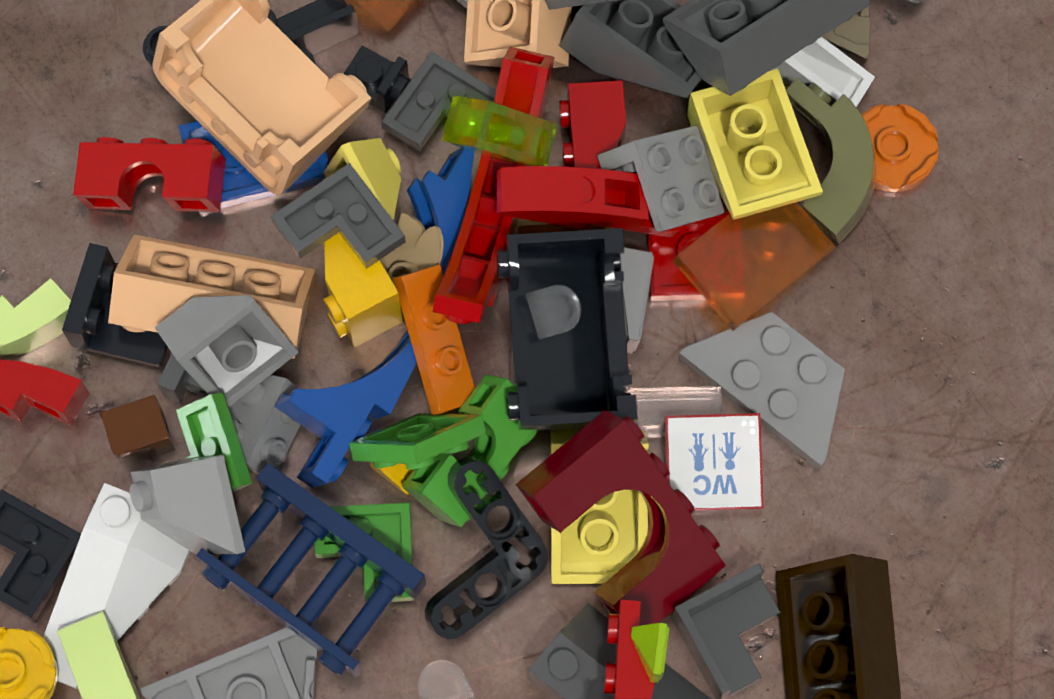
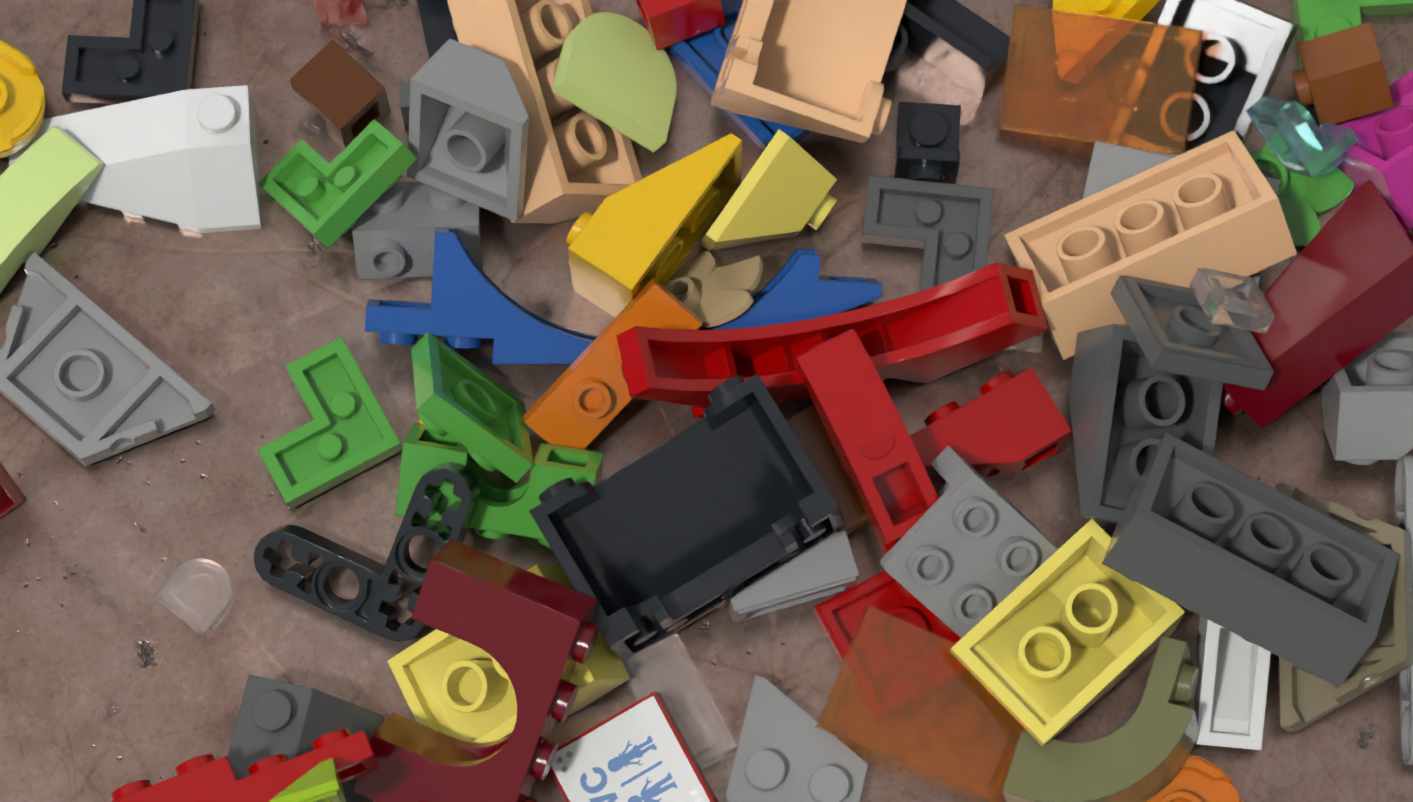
camera: 65 degrees right, 0 degrees up
(190, 503) = (261, 180): light grey slope -> none
(228, 242) = (618, 77): none -> yellowish green tile
(344, 207) = (699, 170): dark grey plate -> none
(355, 551) = (301, 406): dark blue fence -> none
(499, 131) = (899, 307): clear neon green slope -> none
(554, 310) = (711, 487): clear tile -> none

